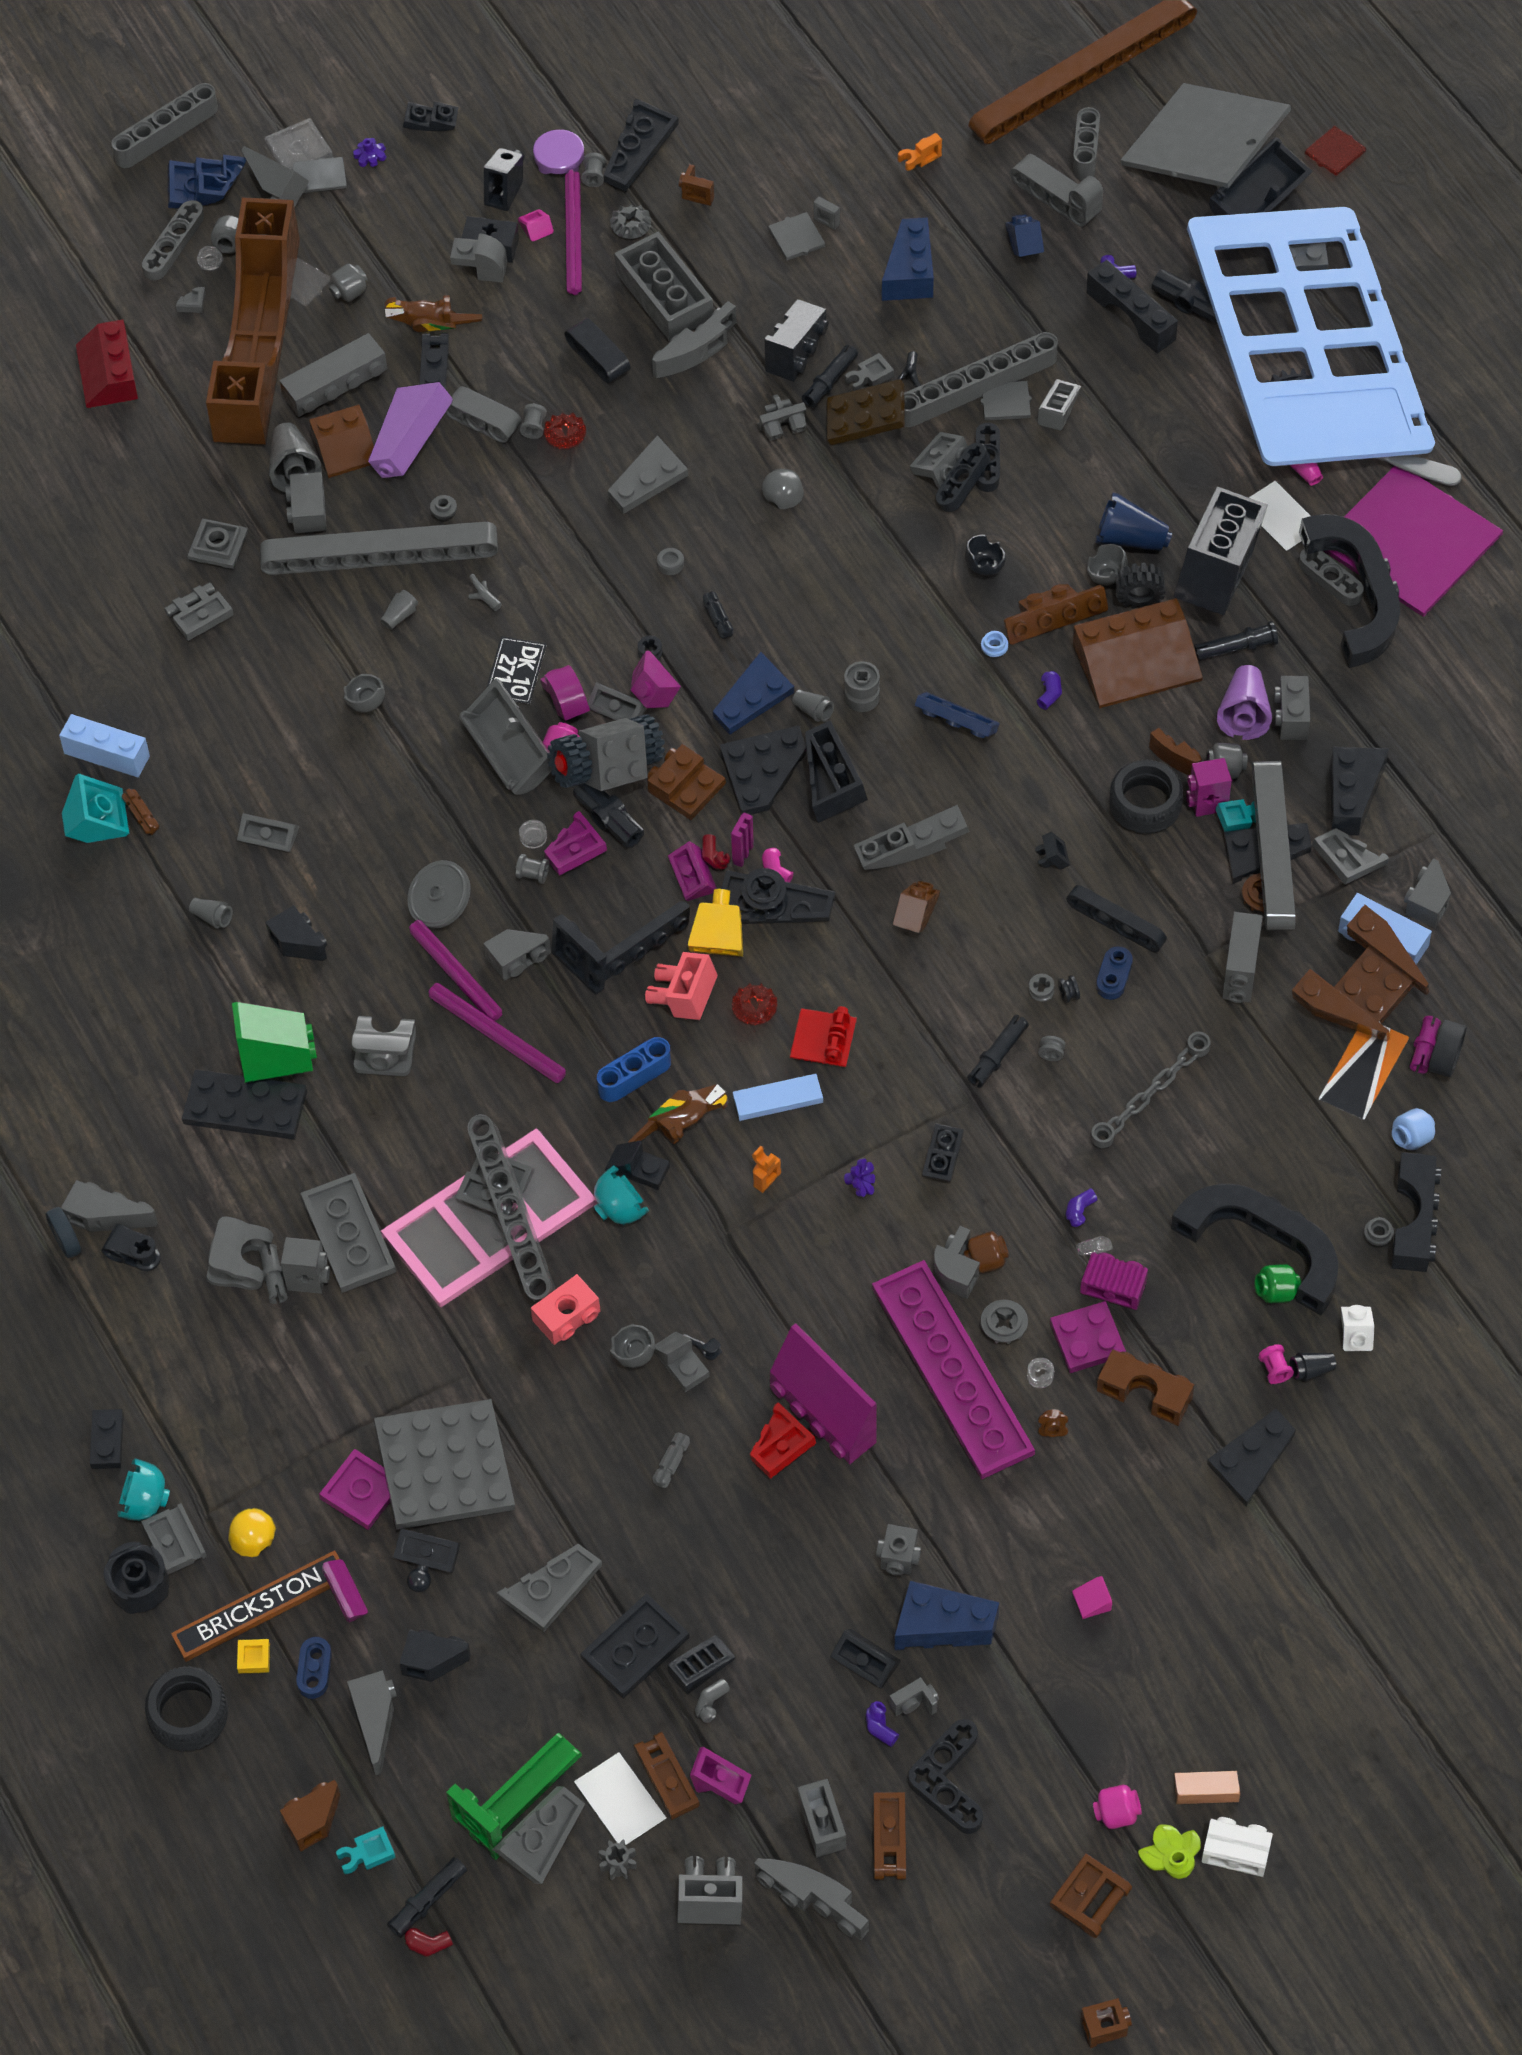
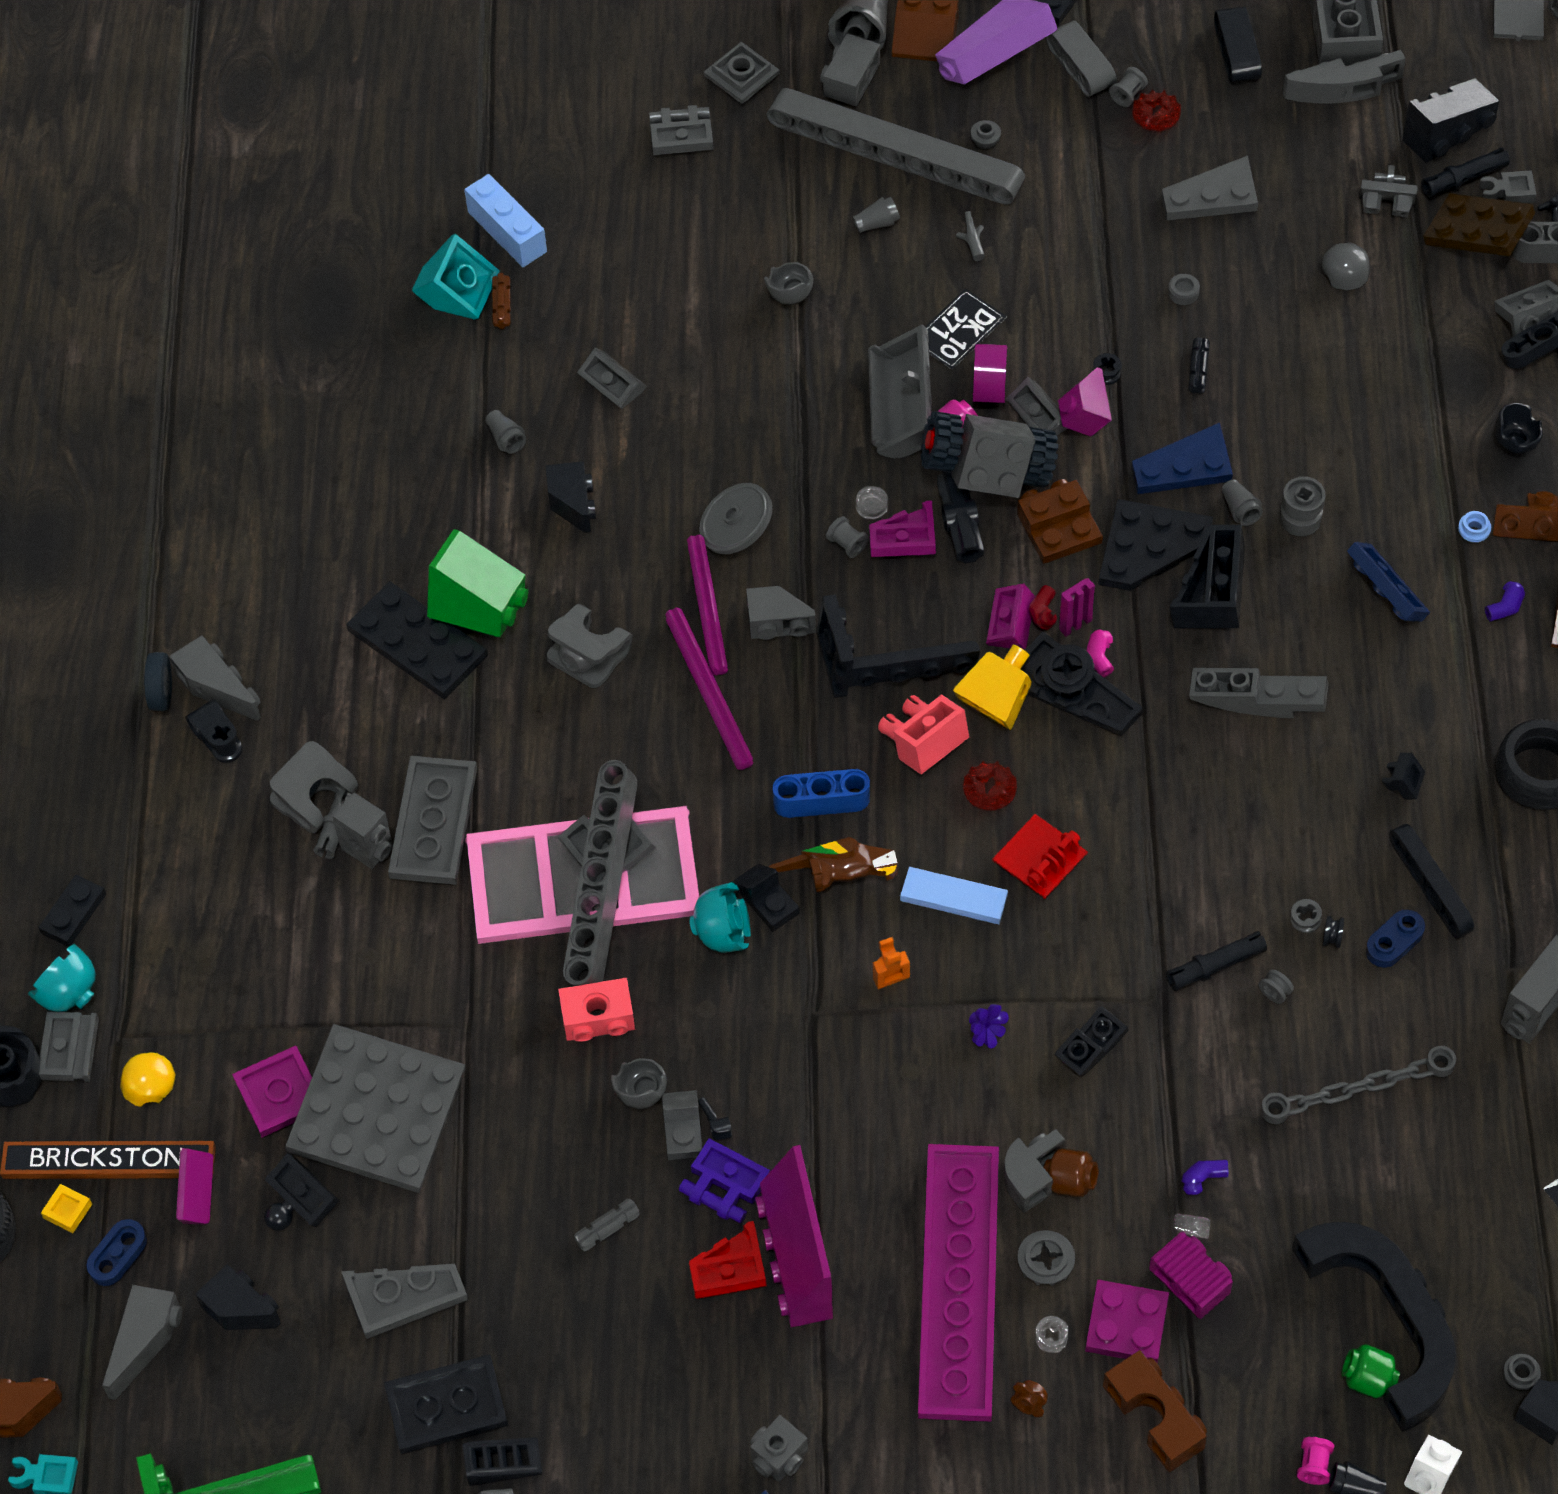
camera: 30 degrees right, 0 degrees up
(739, 1376) = (730, 1172): none -> dark purple plate
(916, 906) = (1220, 764): reddish brown slope -> none

